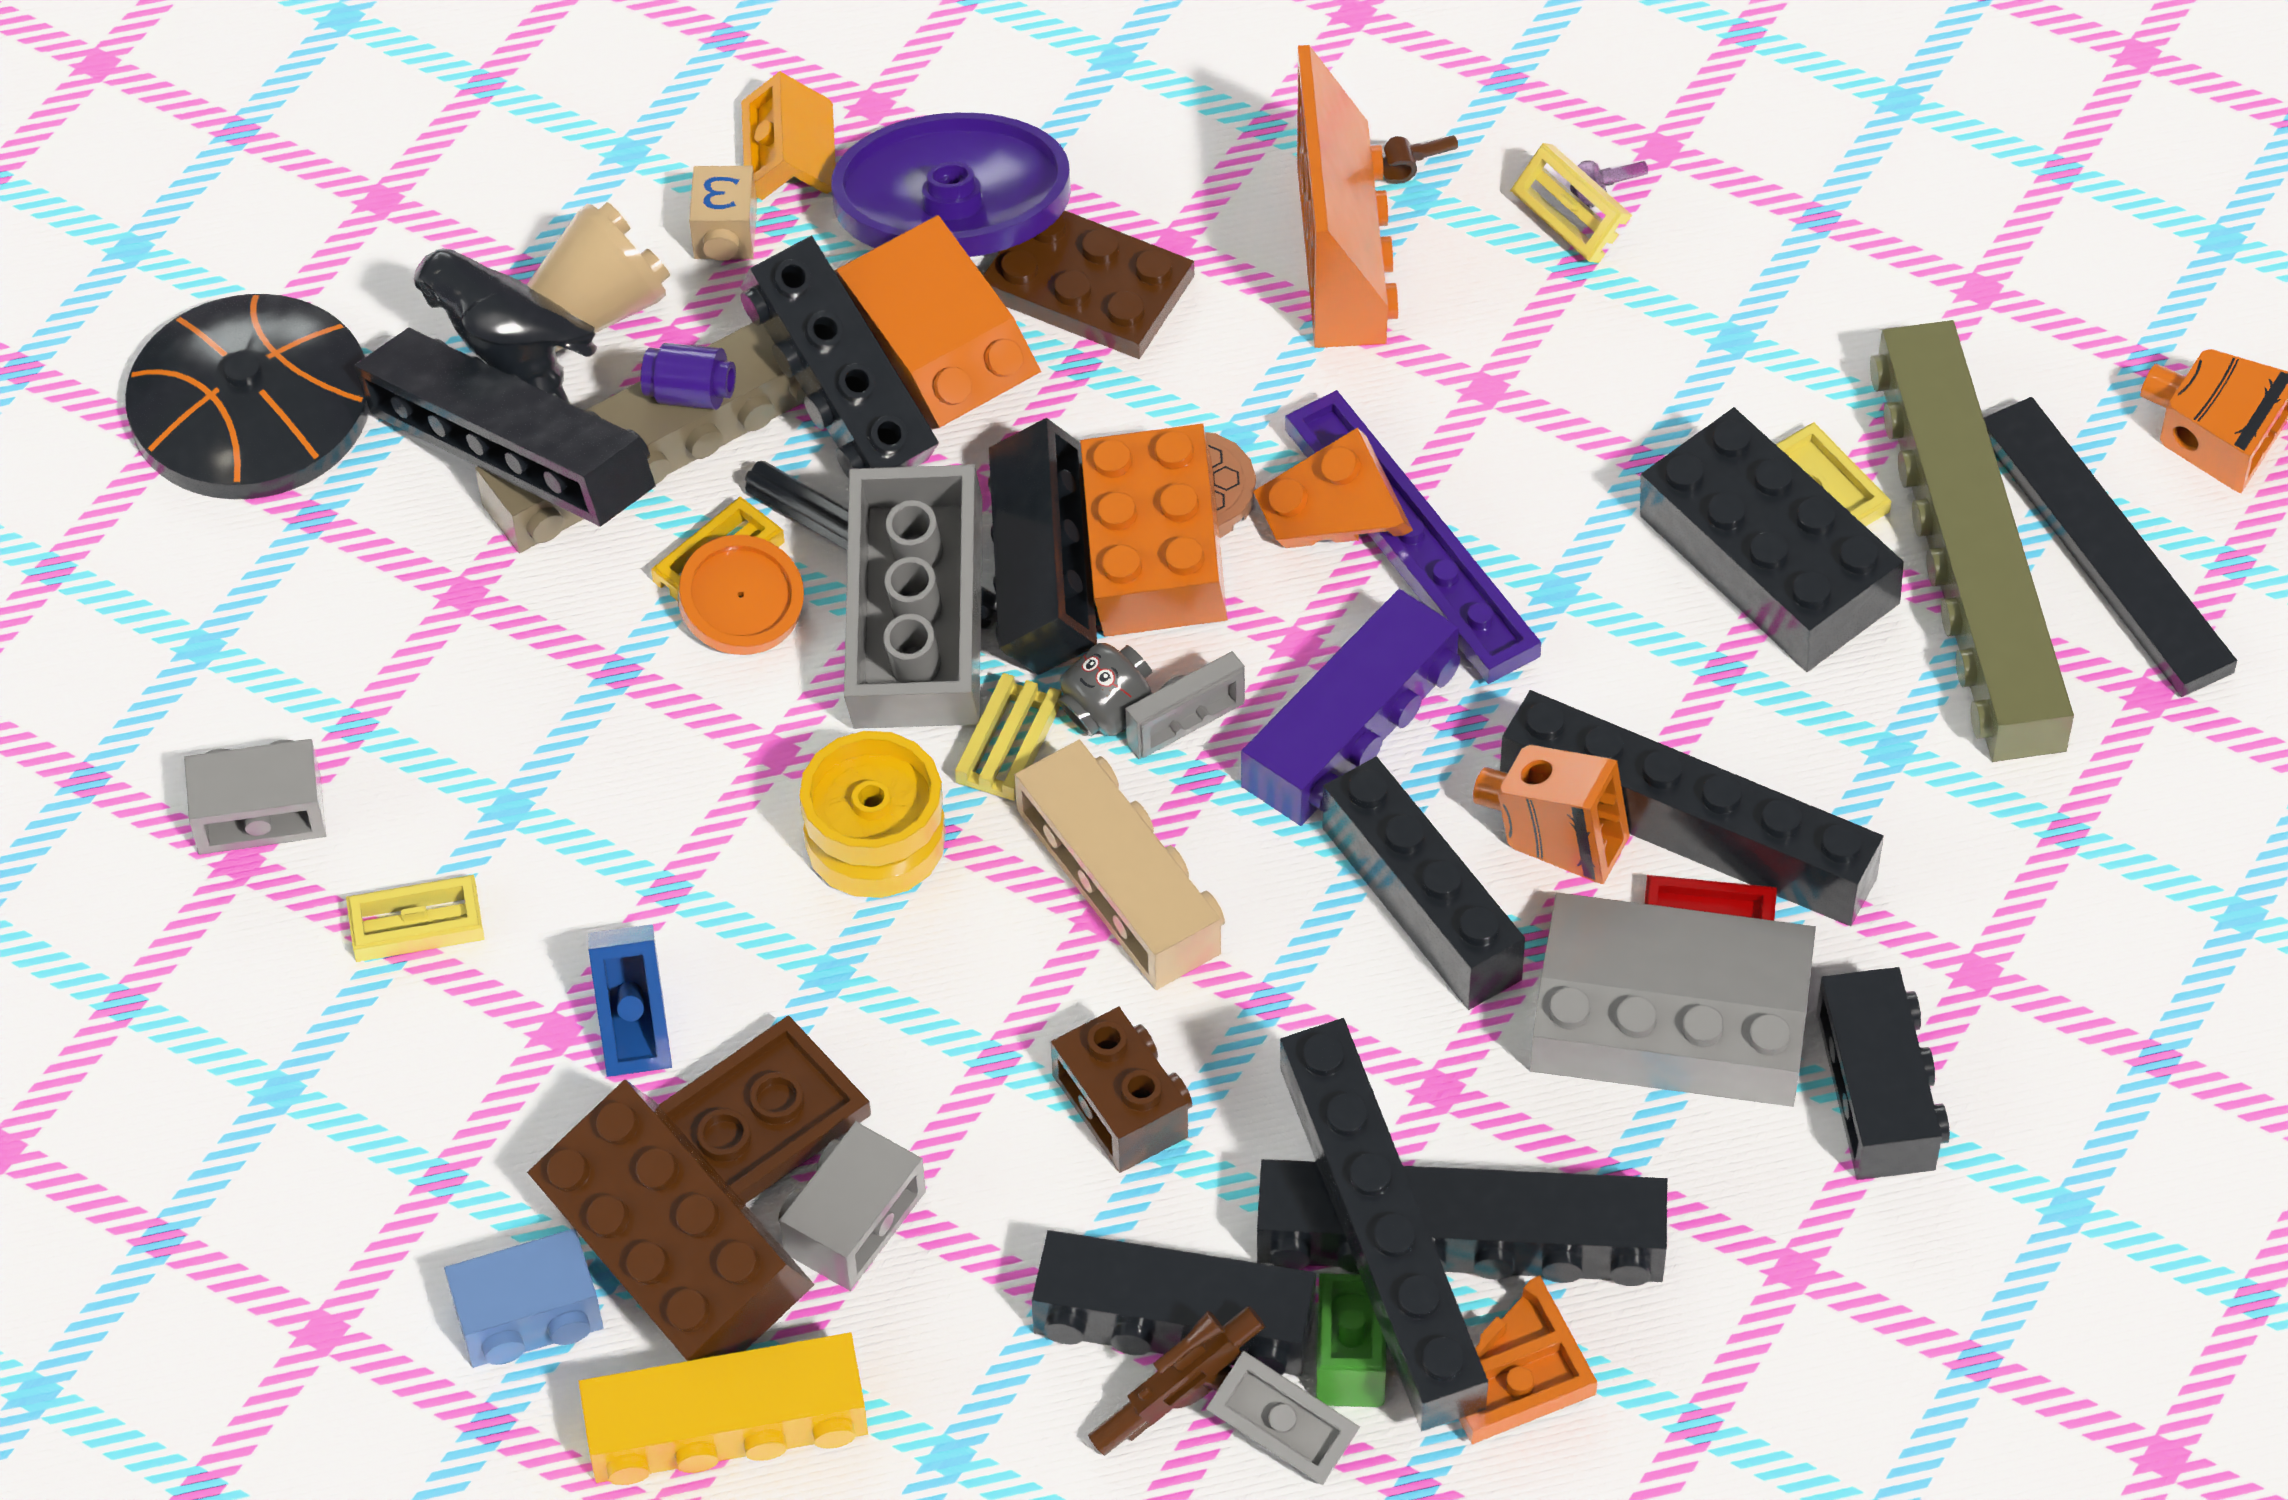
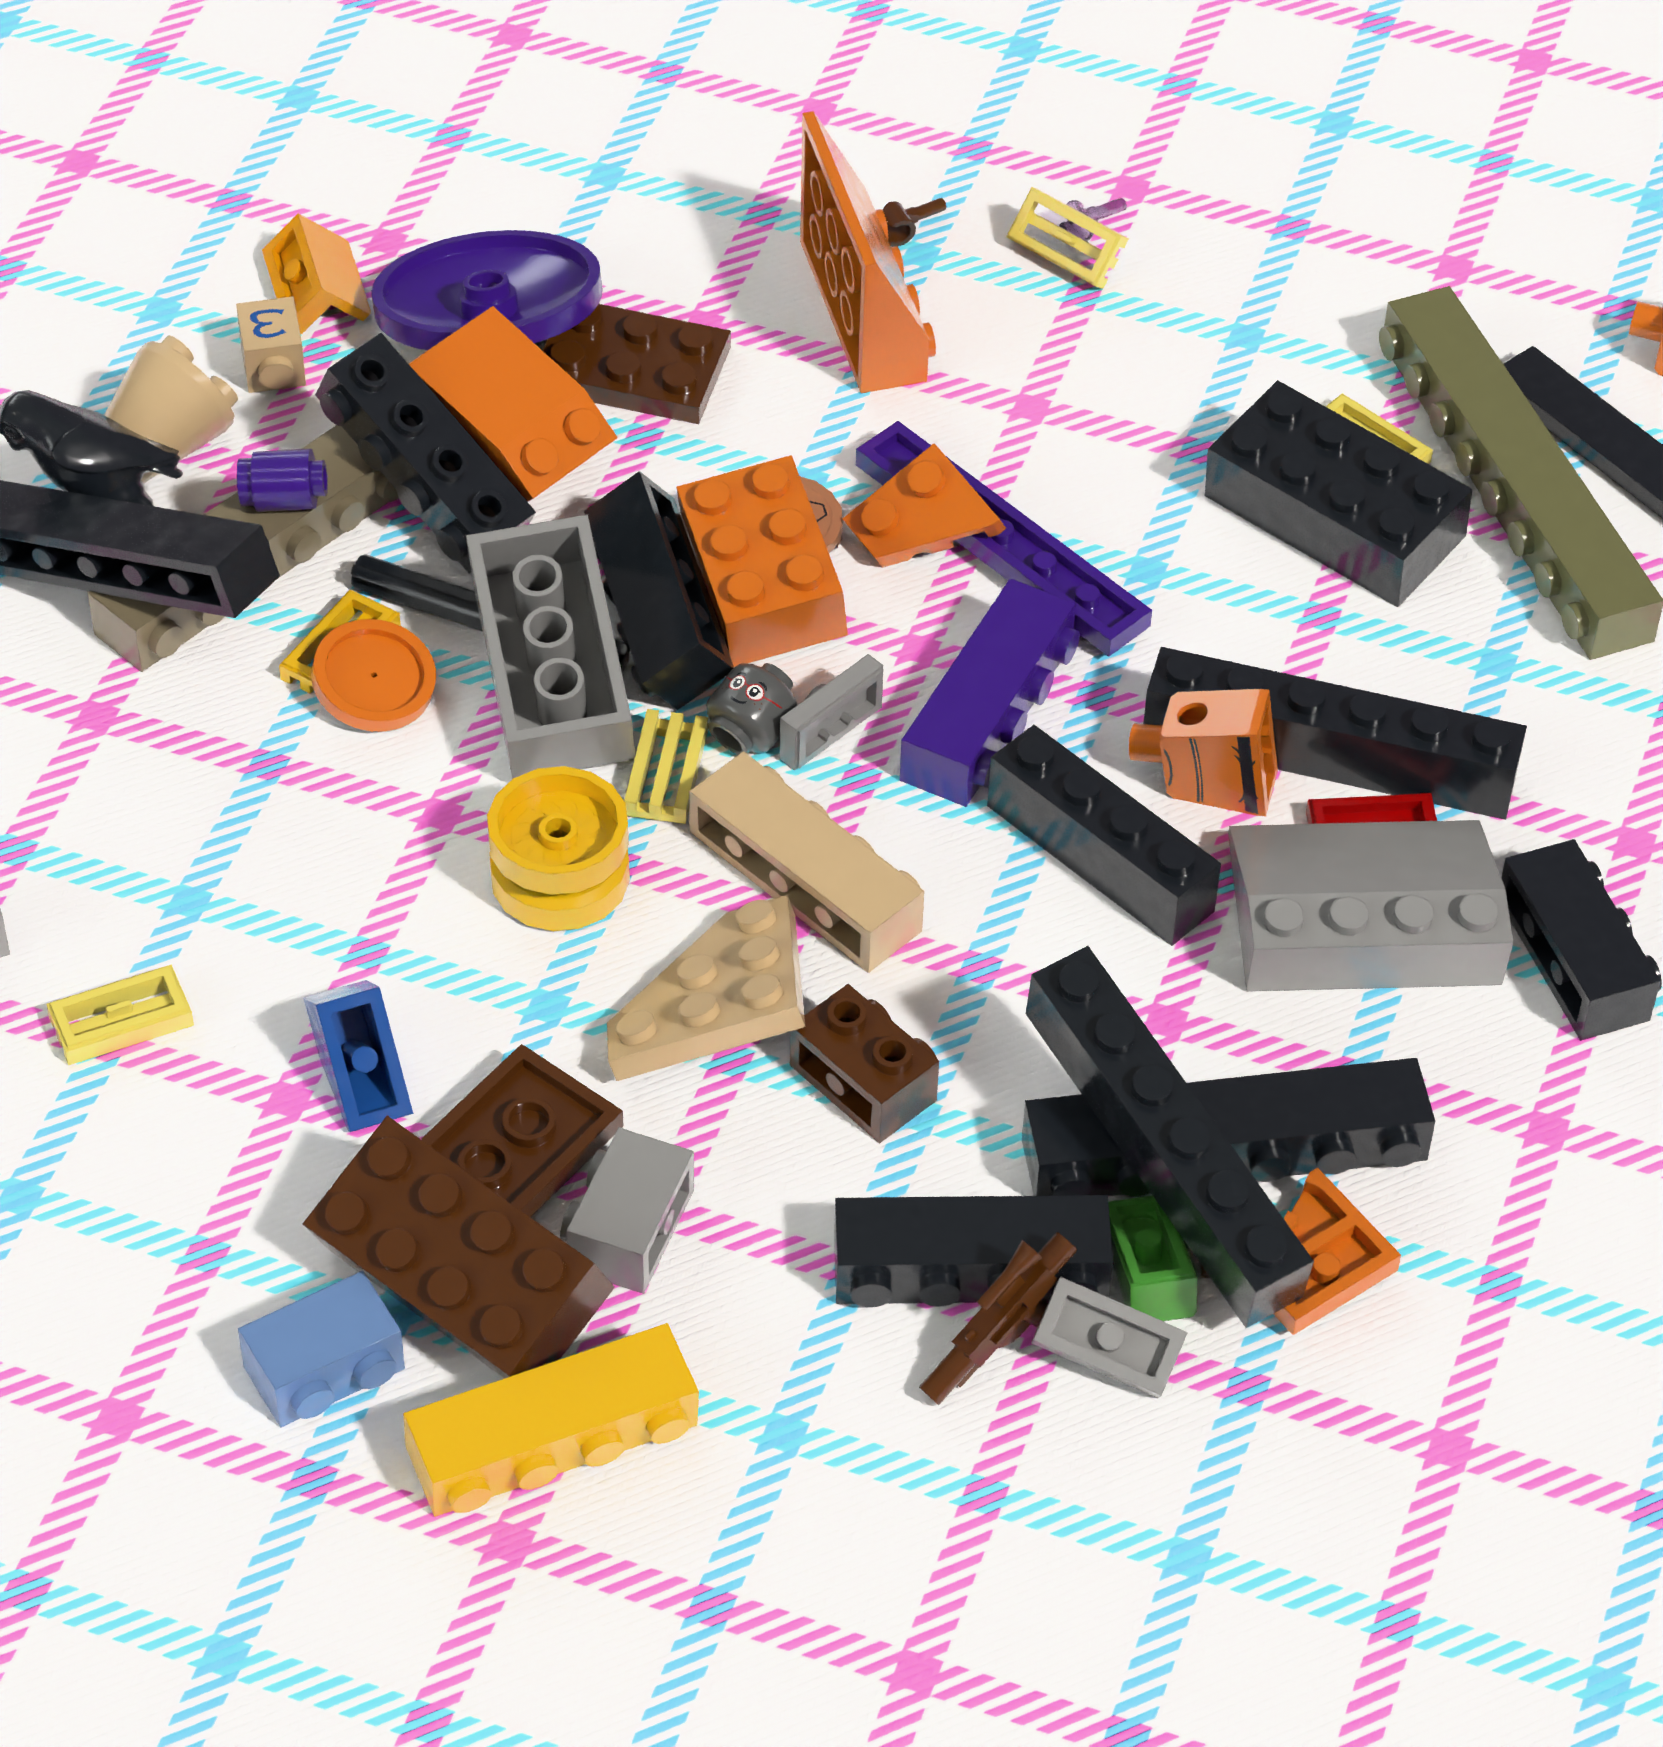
camera: 15 degrees left, 5 degrees down
(995, 994) = (719, 994): none -> tan plate

